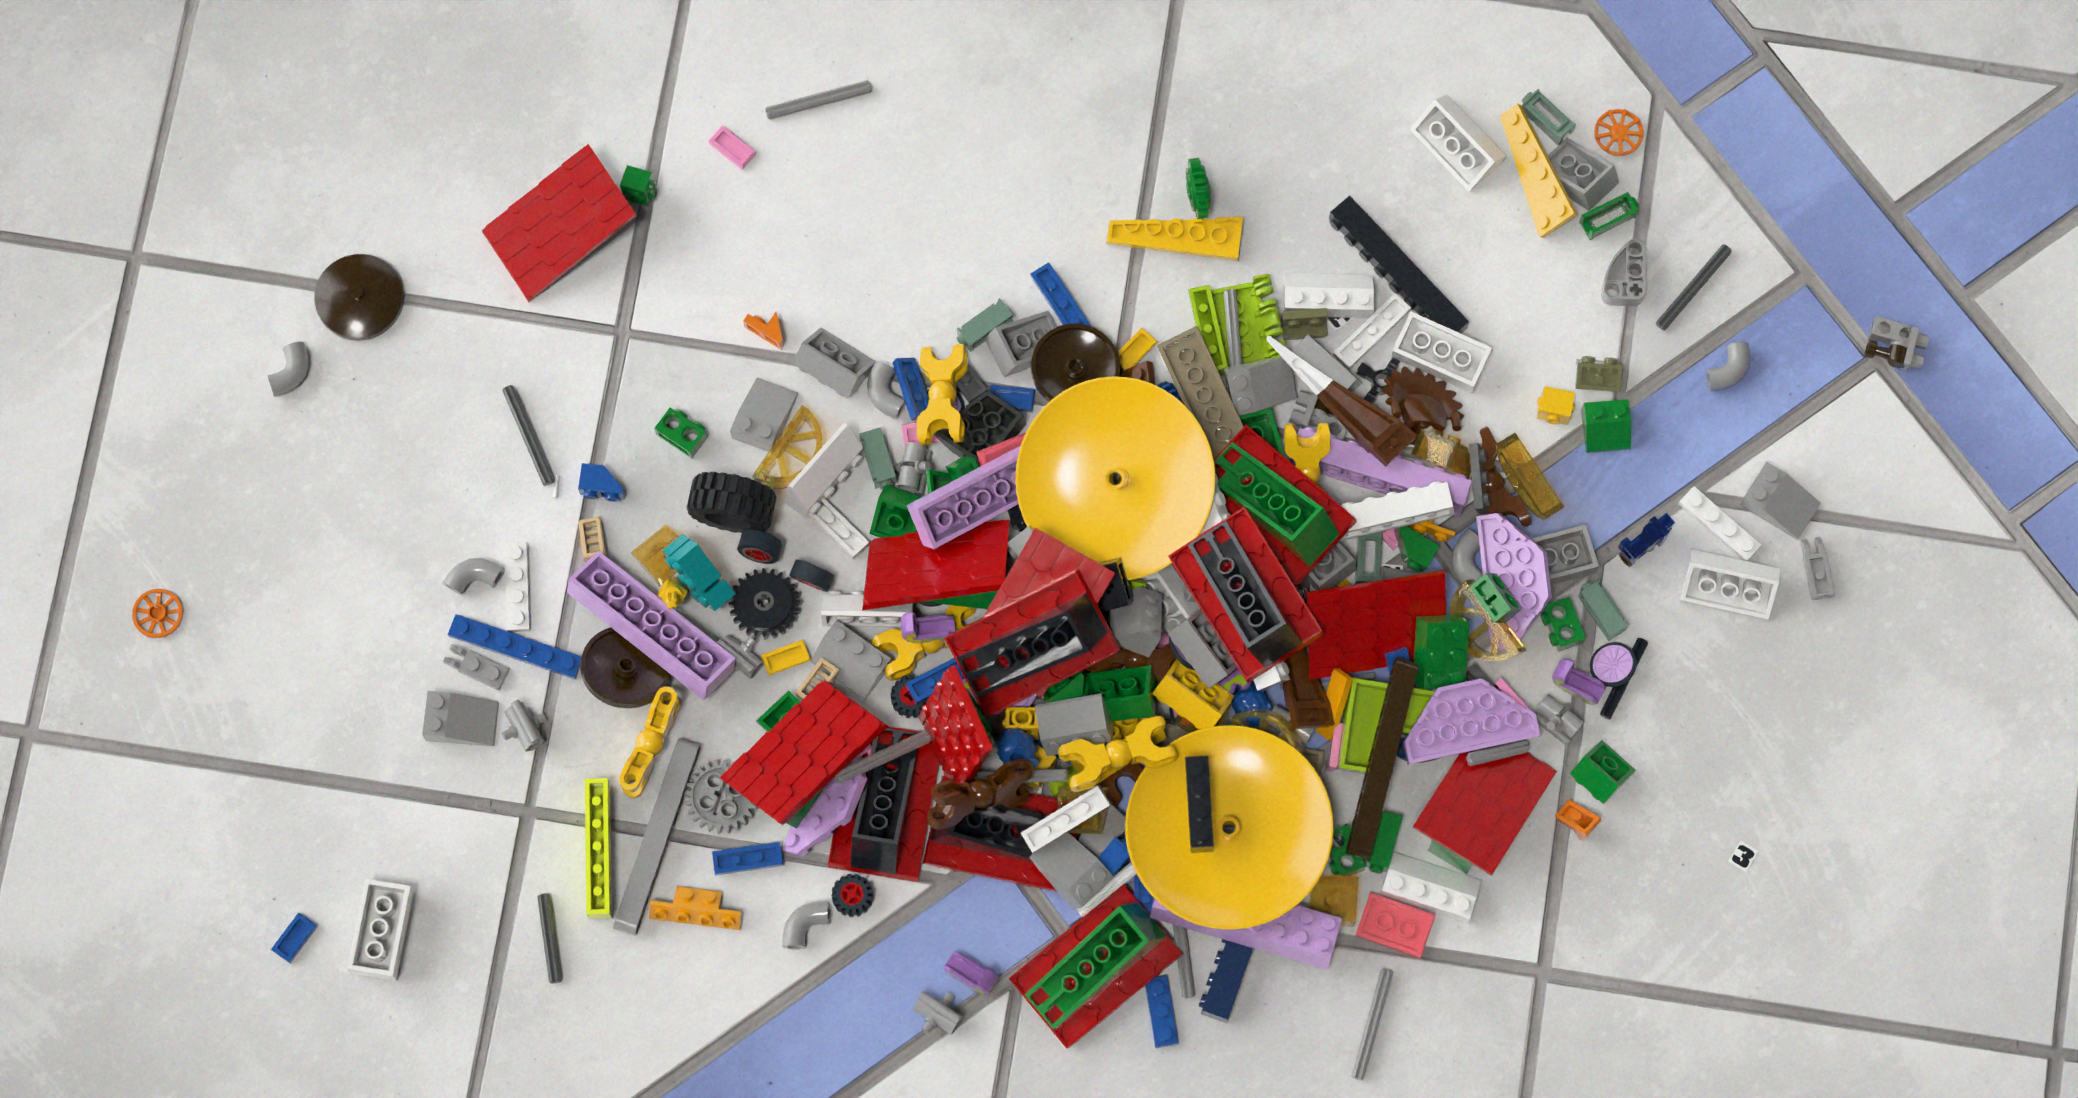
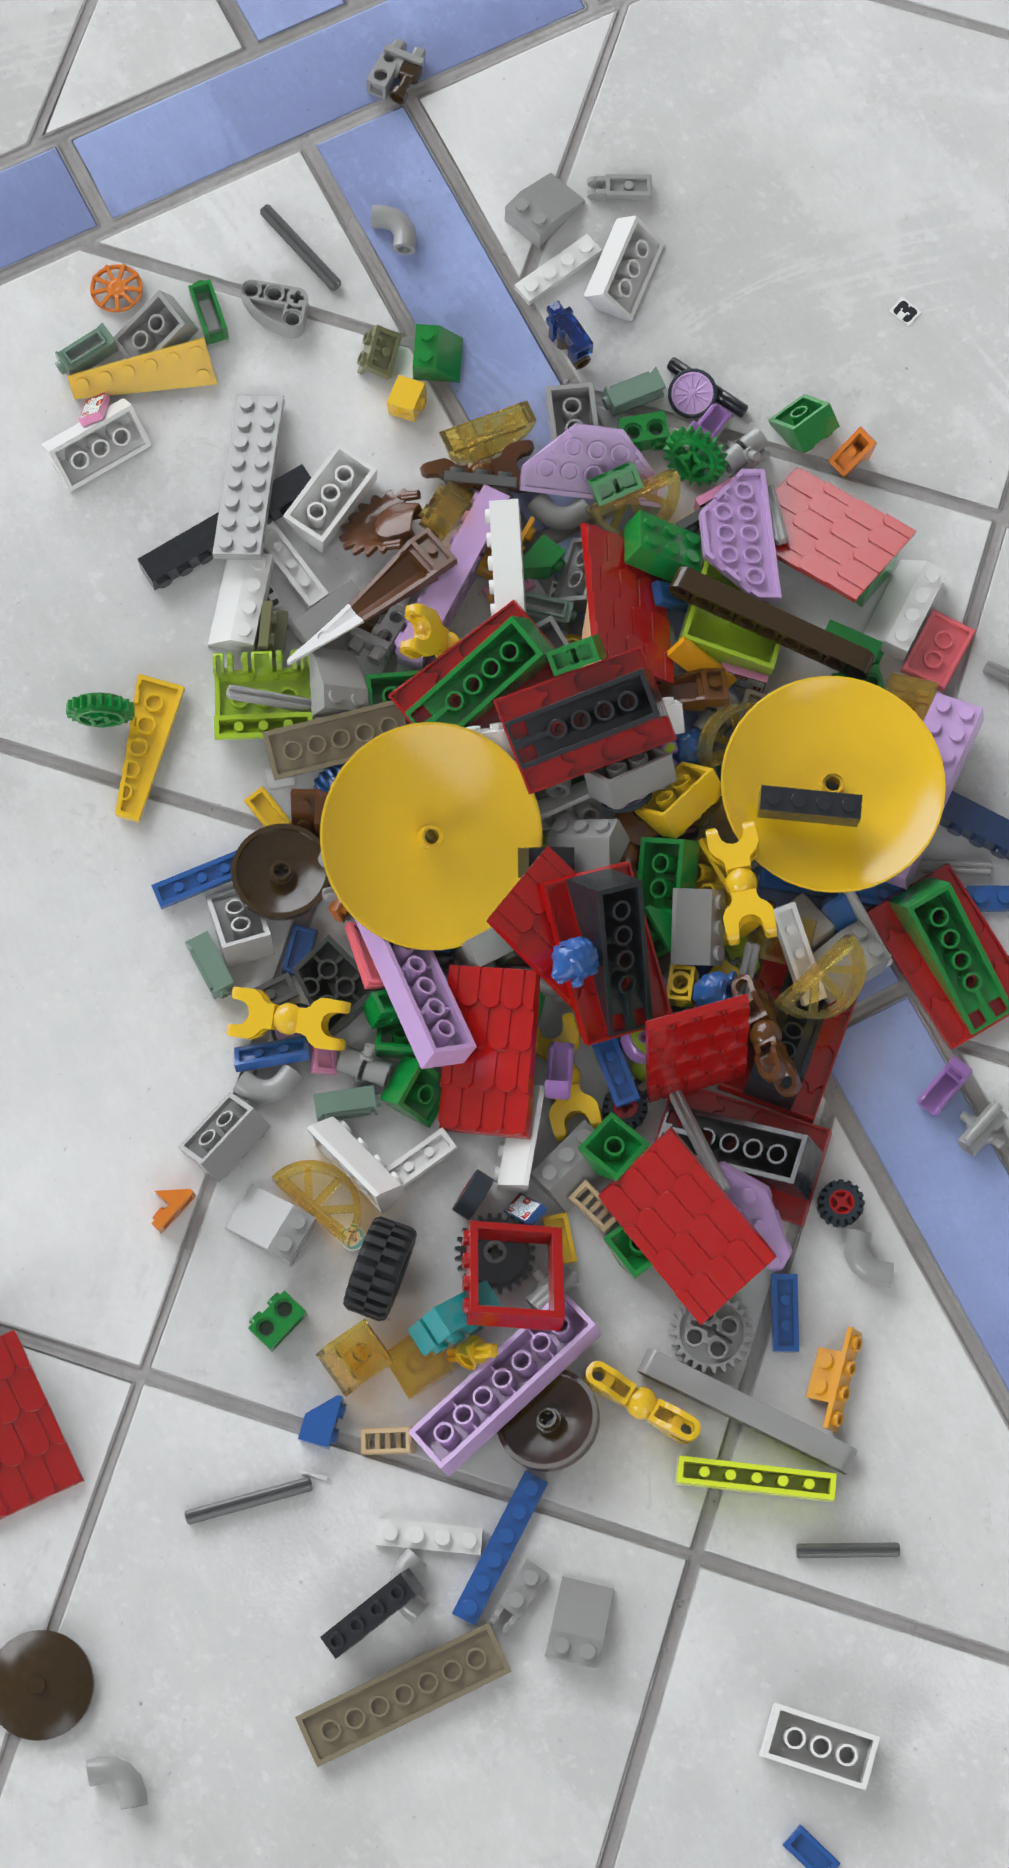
camera: 85 degrees left, 0 degrees up
(385, 585) = (402, 1694): none -> dark tan plate
(445, 545) = (372, 1613): none -> black brick
(524, 726) = (599, 1548): light grey pin -> none
(658, 500) = (355, 1357): none -> clear yellow slope
(699, 612) = (508, 1316): none -> red window
(759, 546) = (430, 1248): black wheel -> none
(803, 621) = (525, 1210): none -> tile
(868, 684) = (612, 1147): none -> green slope
(1009, 607) = (574, 960): none -> blue animal
(1041, 829) = (827, 964): none -> clear yellow window
(1300, 573) = (576, 654): none -> green brick
(1367, 373) = (343, 557): black pin -> none
(1447, 277) = (249, 477): none -> plate
(1488, 132) = (94, 409): none -> tile
(1541, 670) = (692, 452): none -> green gear

